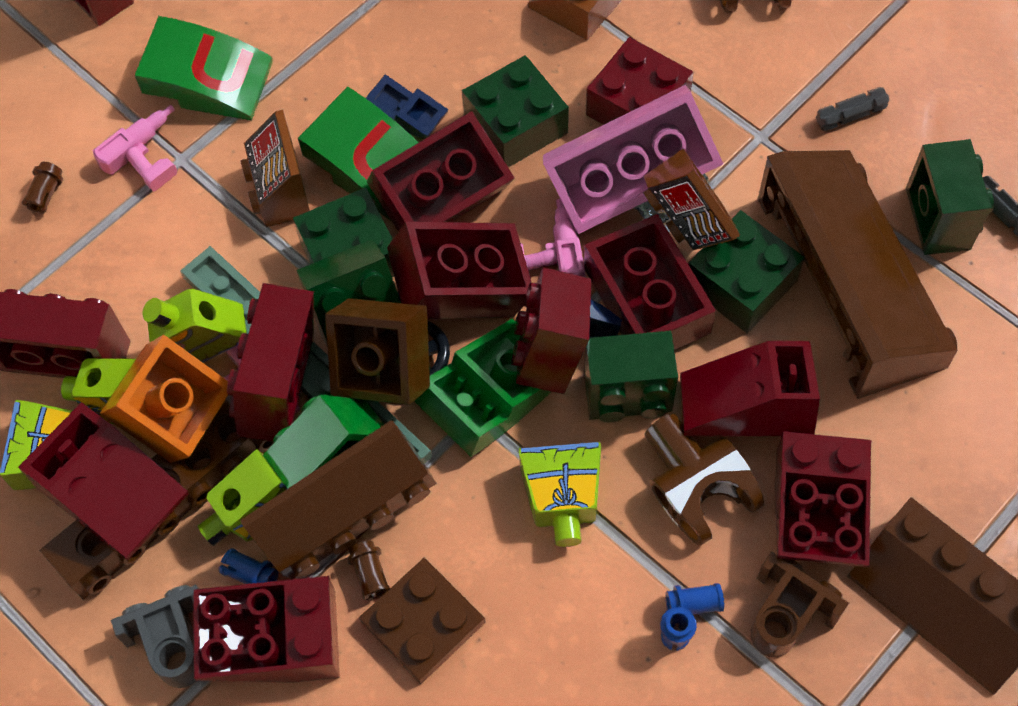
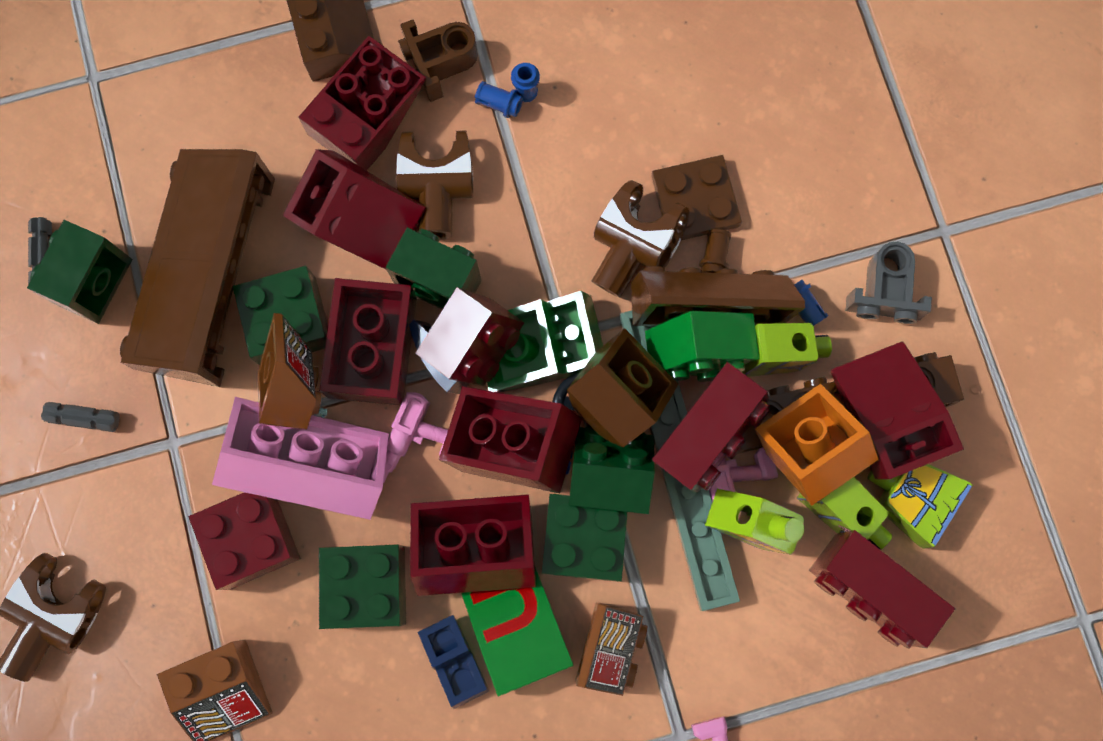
camera: 150 degrees left, 15 degrees up
(267, 632) = (817, 241): dark red slope -> none
(458, 526) = (635, 241): none -> reddish brown connector
(562, 487) = (537, 228): torso -> none

